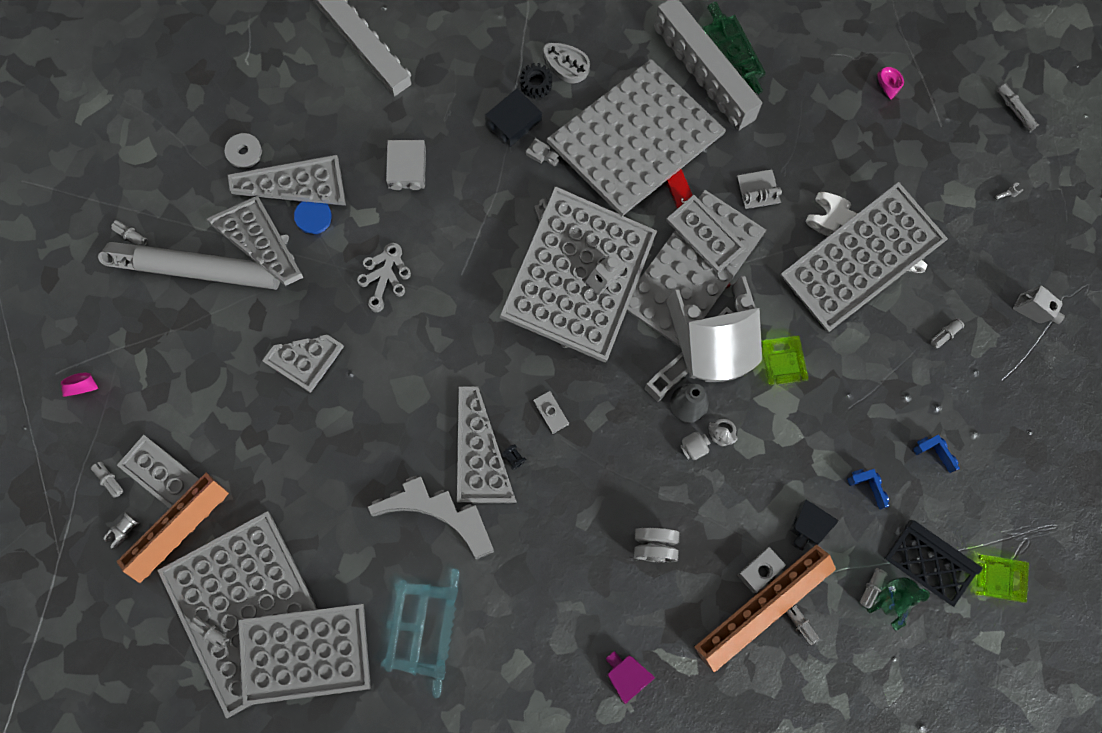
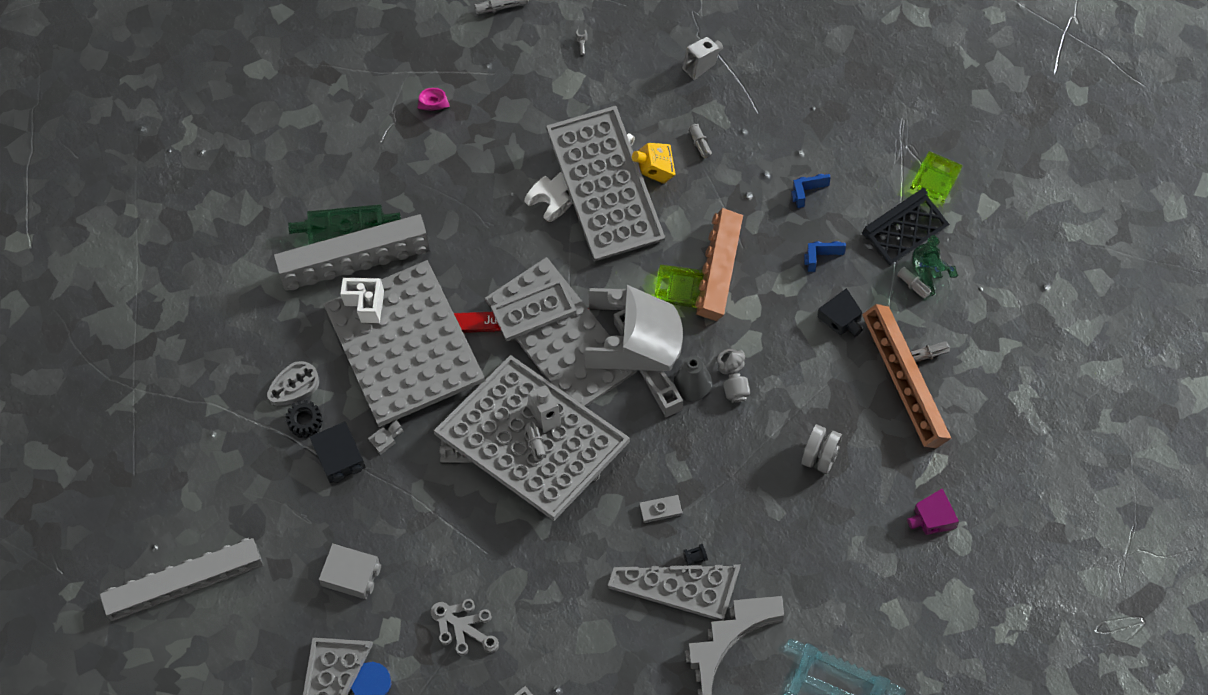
camera: 65 degrees left, 10 degrees down
(571, 276) = (535, 441): none -> light grey axle
(665, 86) = (366, 294): none -> white brick
(759, 189) = (499, 251): light grey hinge -> none
(770, 562) = (870, 379): light grey brick -> none
(819, 390) = (719, 264): none -> nougat brick
(905, 296) = (655, 161): none -> yellow torso

